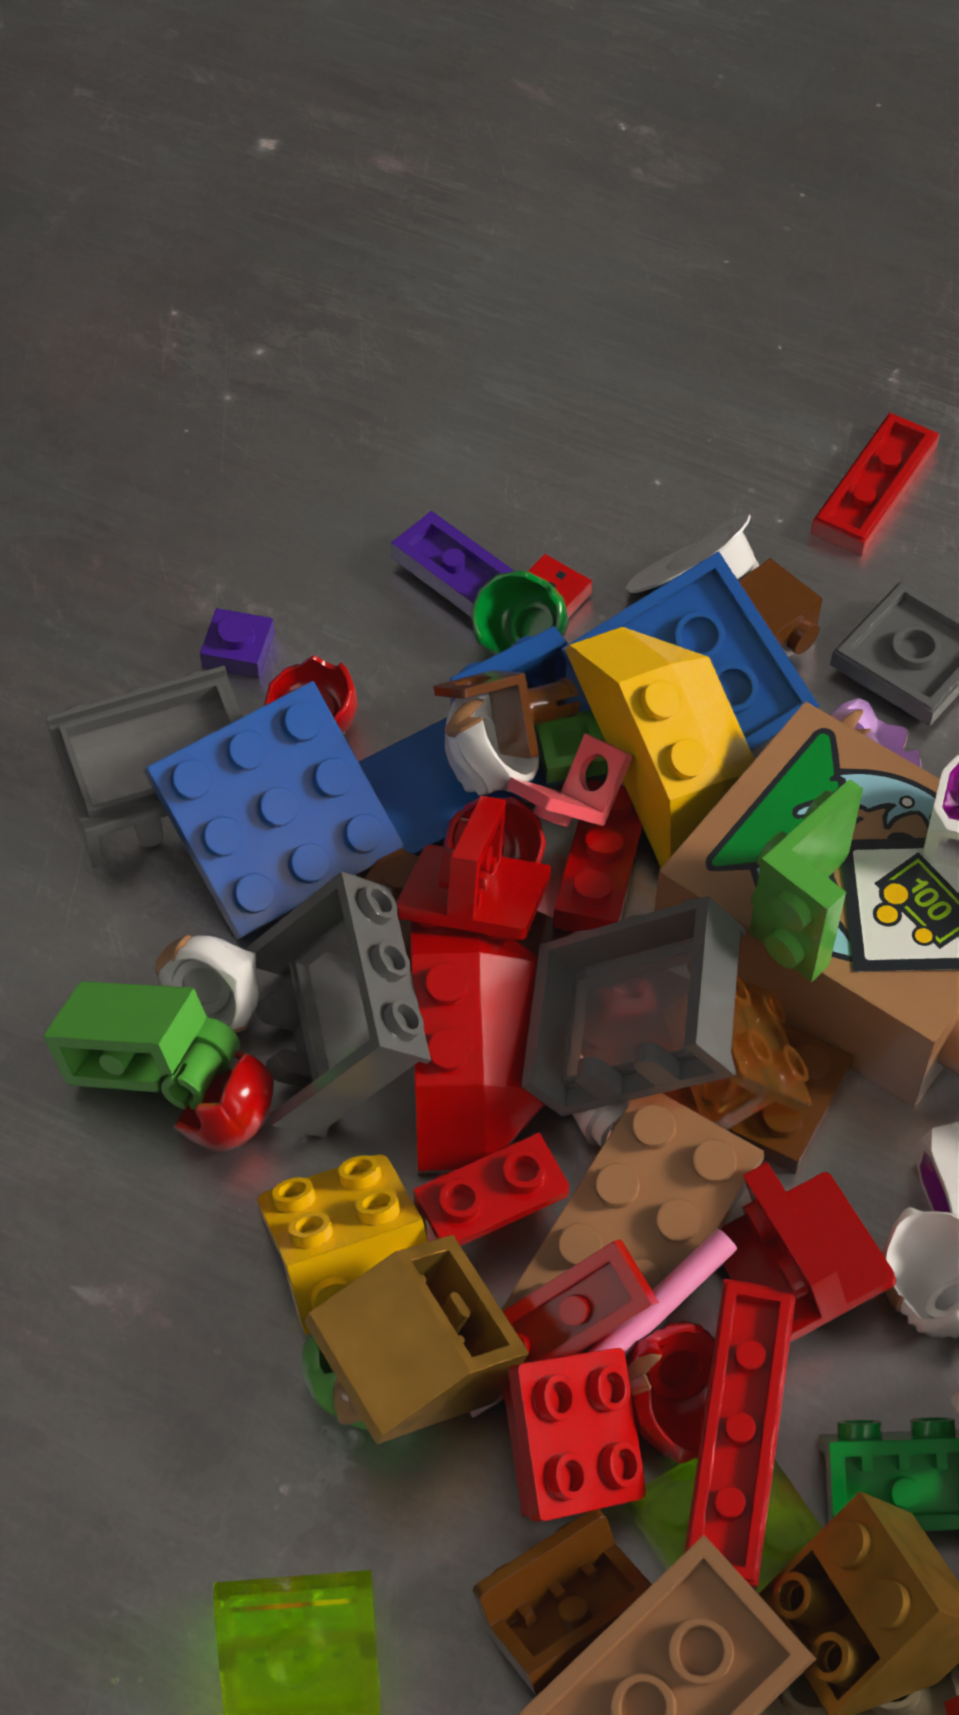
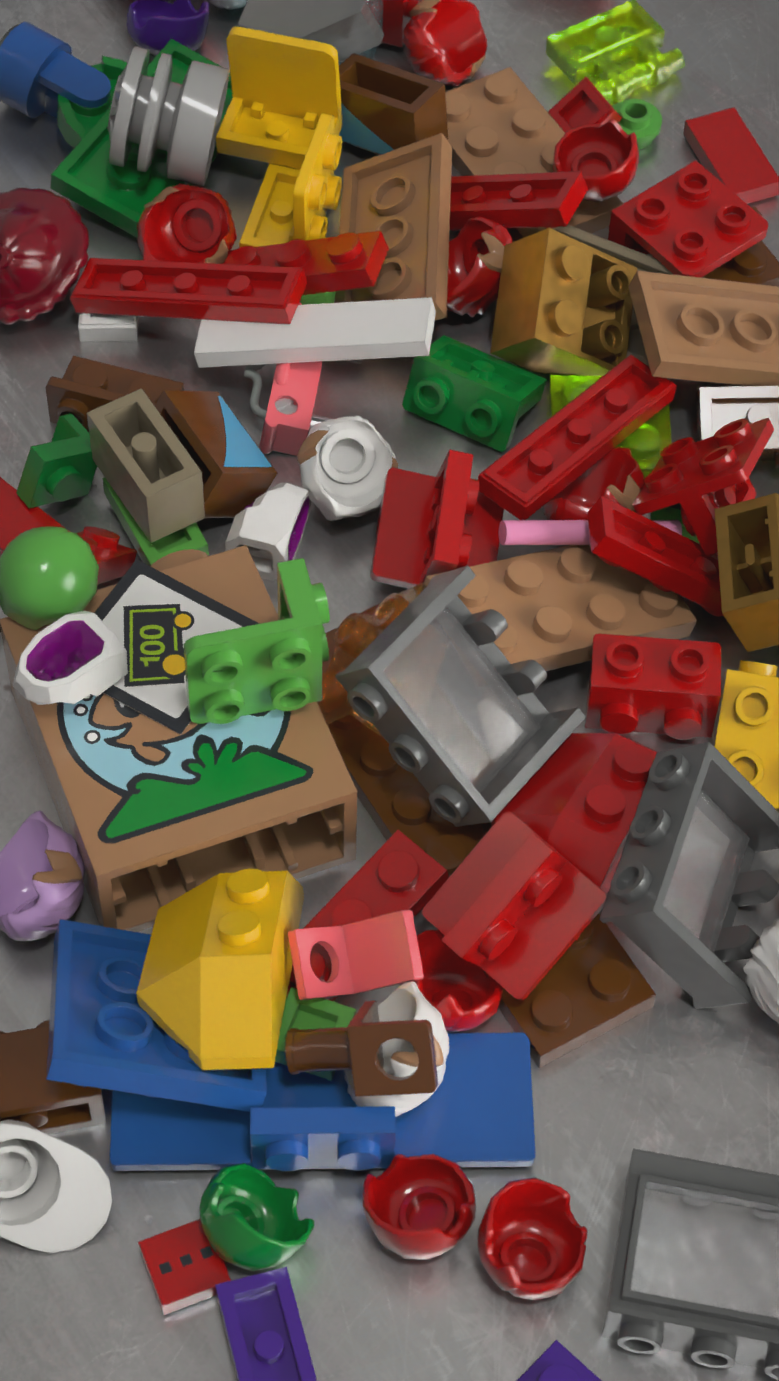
camera: 150 degrees left, 0 degrees up
(273, 808) = (645, 1117): blue plate -> none
(402, 682) = (419, 1205): none -> red hair

